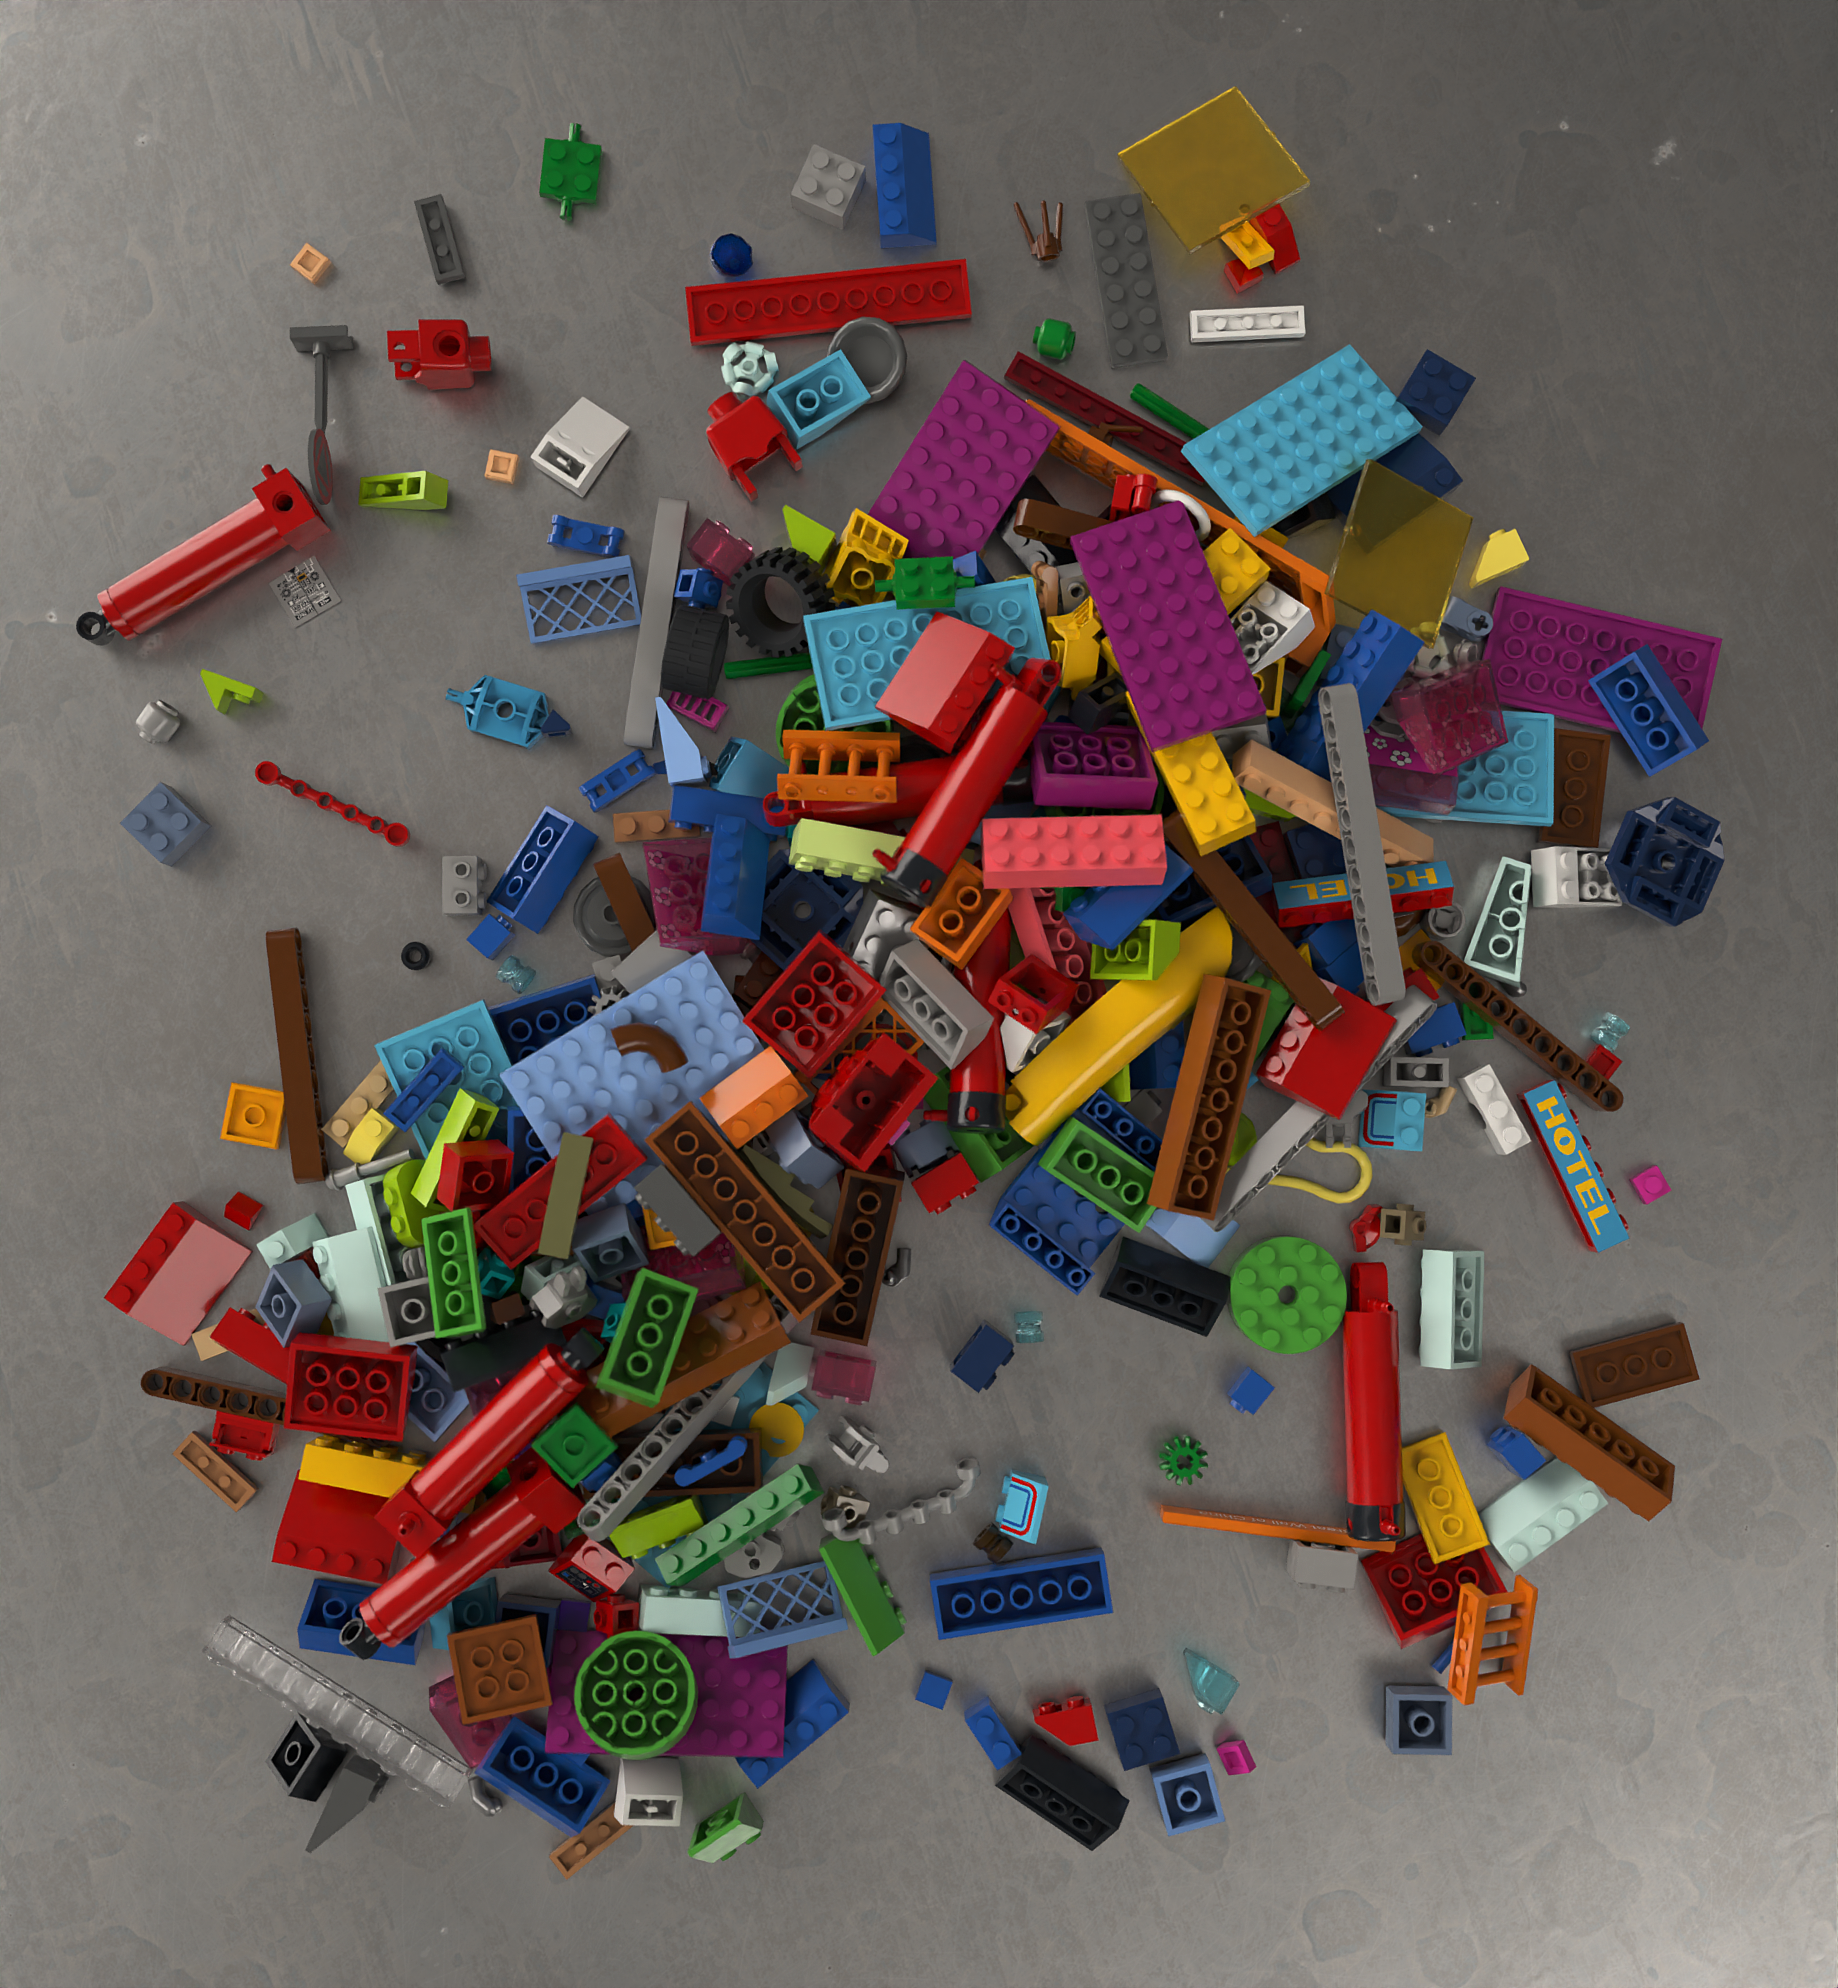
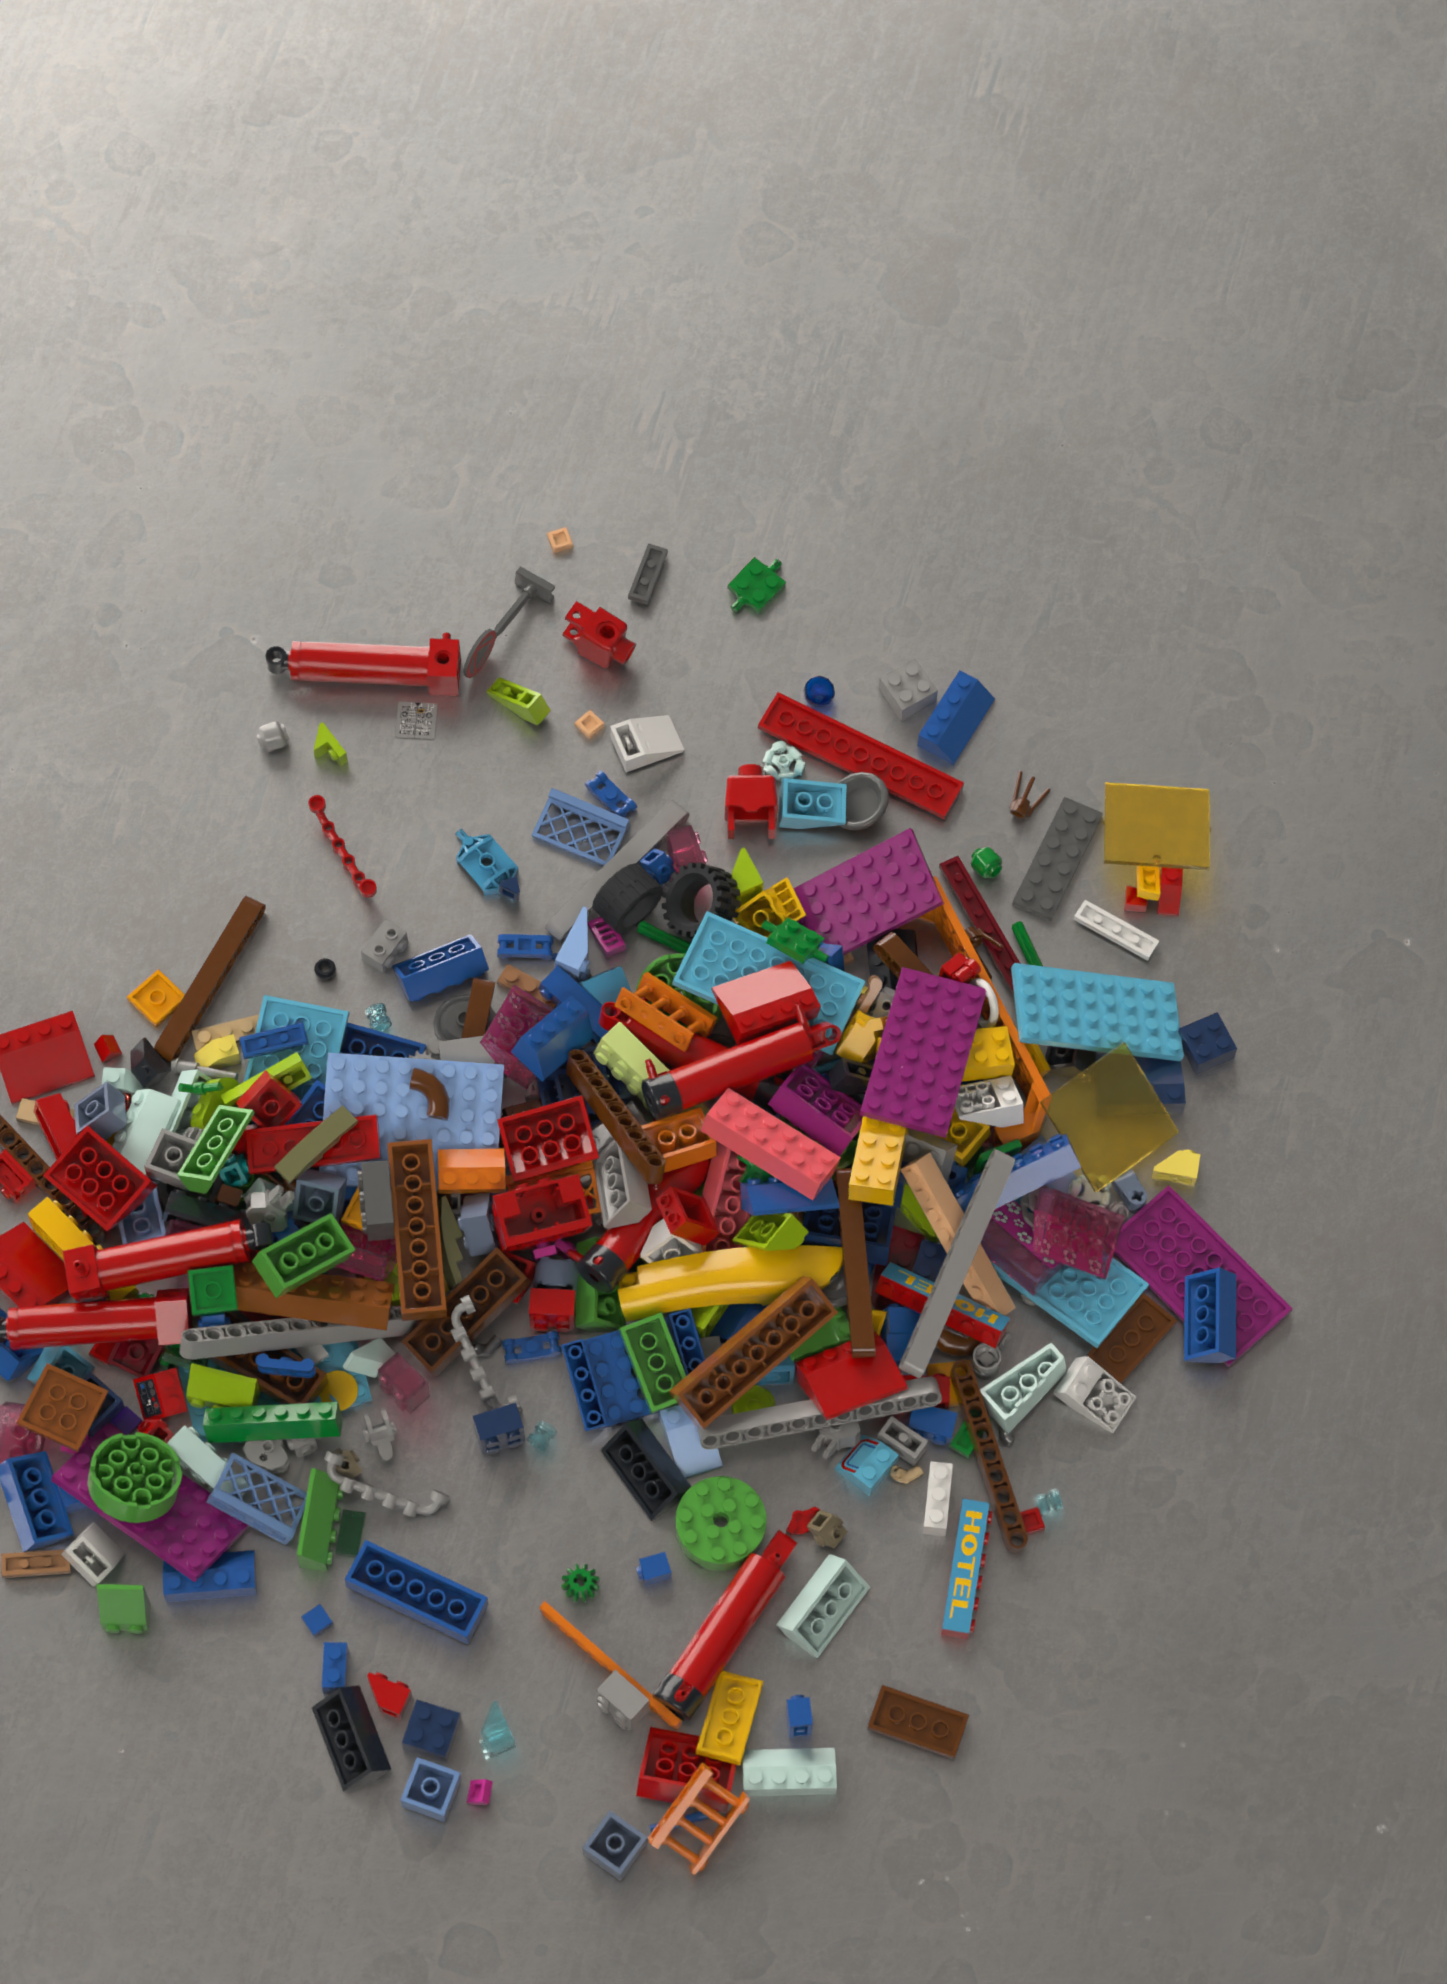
camera: 35 degrees right, 20 degrees down
(165, 824) = (233, 796): sand blue brick -> none
(301, 1204) = (147, 1064): none -> black slope
(382, 1201) = (200, 1088): none -> green piece
(491, 936) = (380, 986): blue brick -> none
(858, 924) = (615, 1116): none -> reddish brown beam
(901, 1571) = (350, 1533): none -> clear green tile
(916, 1311) = (469, 1354): none -> light grey bar
(948, 1234) = (532, 1348): none -> blue plate
(993, 1543) = (421, 1551): dark brown wheel -> none
(1022, 1505) = (458, 1539): medium azure slope -> none
(1321, 1191) = (798, 1490): light yellow piece -> none
(1590, 1443) = (851, 1742): dark orange brick -> none
(1650, 1184) = (1009, 1617): dark pink plate -> none
(1690, 856) = (1178, 1411): dark blue piece -> none

